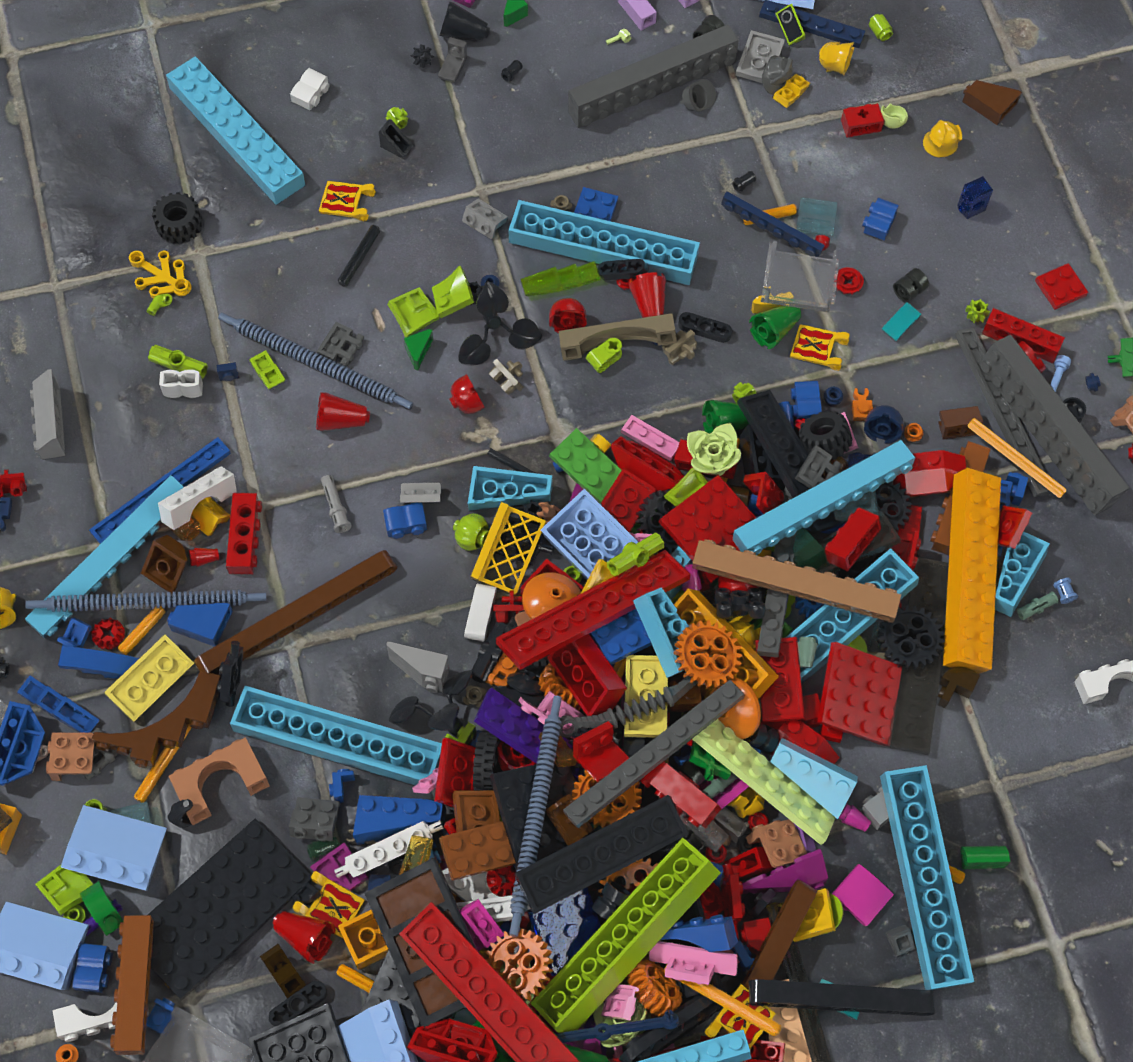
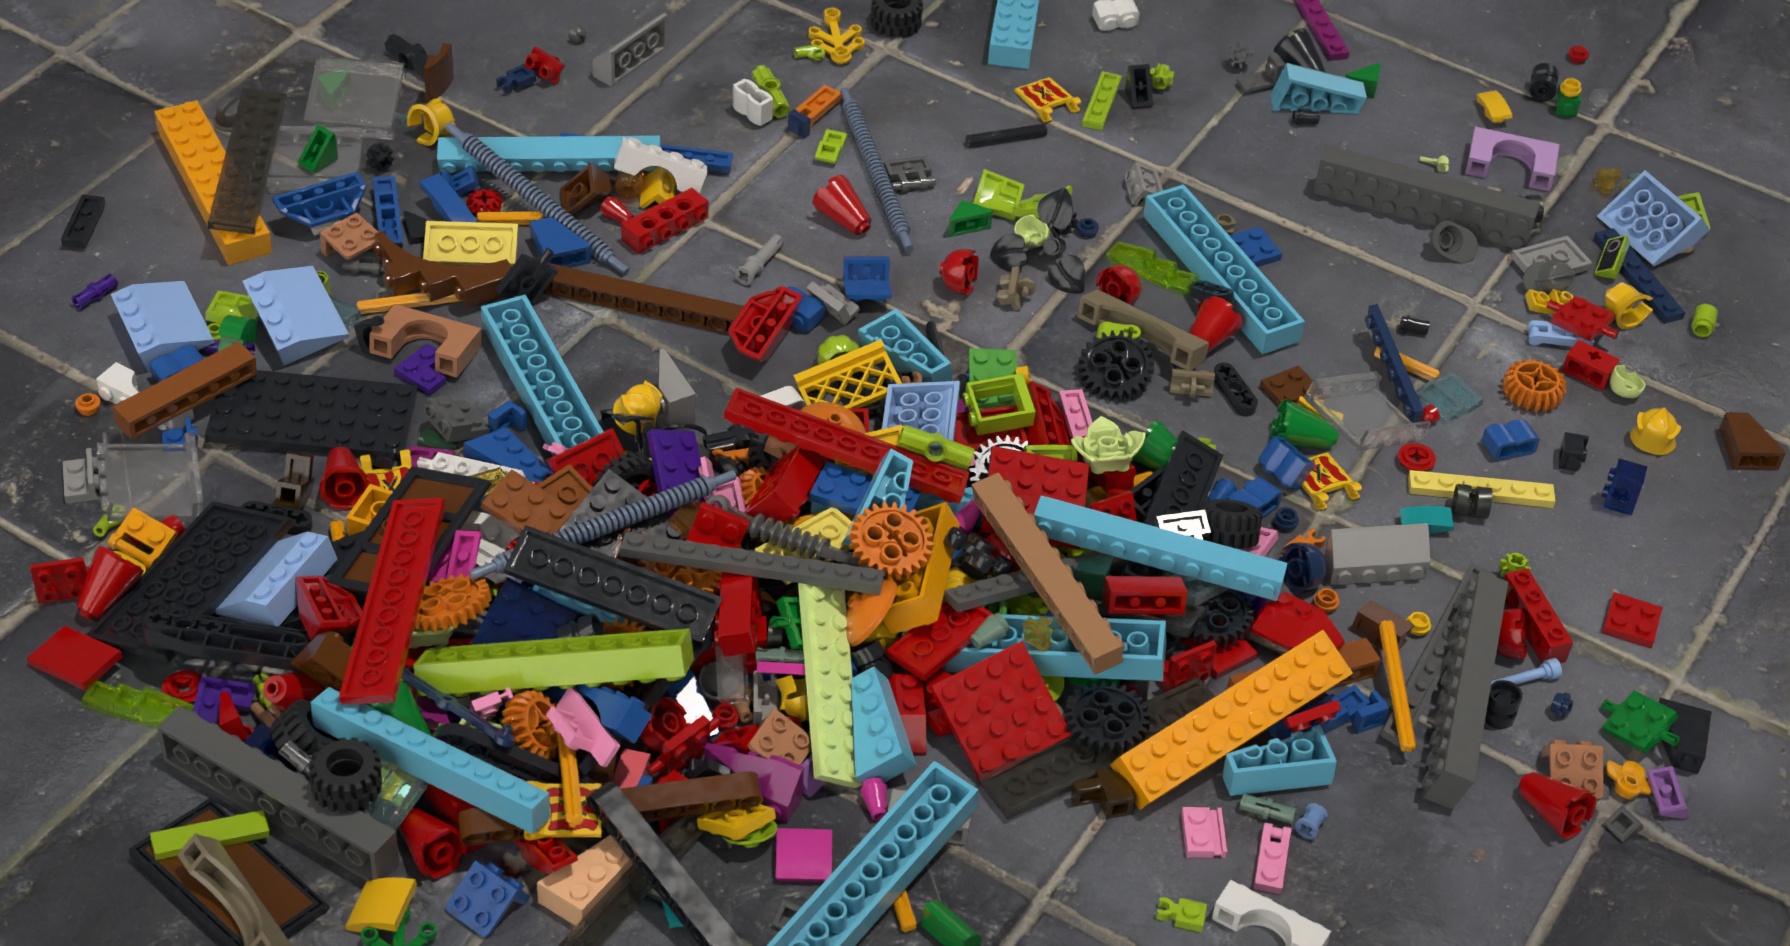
camera: 45 degrees right, 20 degrees down
(93, 696) = (415, 226): none -> black tile
(218, 343) = (819, 103): none -> orange plate
(237, 807) = (420, 371): none -> dark purple plate
(380, 170) = (1101, 101): none -> lime tile
(407, 556) = (764, 322): none -> red wedge
(421, 458) = (866, 278): none -> blue bracket
(423, 699) = (639, 399): none -> yellow helmet
(468, 321) = (1032, 230): none -> yellowish green hair
(499, 45) = (1316, 91): none -> medium azure wedge
(630, 465) = (994, 387): none -> lime window
(633, 361) = (1133, 355): none -> black gear
(734, 296) = (1287, 385): none -> reddish brown plate
(796, 357) = (1285, 462): none -> blue brick
(823, 111) = (1549, 333): none -> light blue plate
(827, 90) = (1583, 318): none -> red plate
(837, 626) = (1038, 633): none -> clear yellow tile
(849, 171) = (1534, 385): none -> orange gear
(909, 260) = (1502, 490): none -> light yellow plate
(912, 375) = (1378, 554): none -> light grey slope
(918, 196) = (1572, 451): none -> black brick
(972, 399) = (1421, 623): none -> yellow plate
(1023, 654) = (1203, 832): none -> bright pink plate
(1071, 634) = (1272, 859): none -> bright pink plate
(1071, 715) = (1186, 913): none -> lime plate

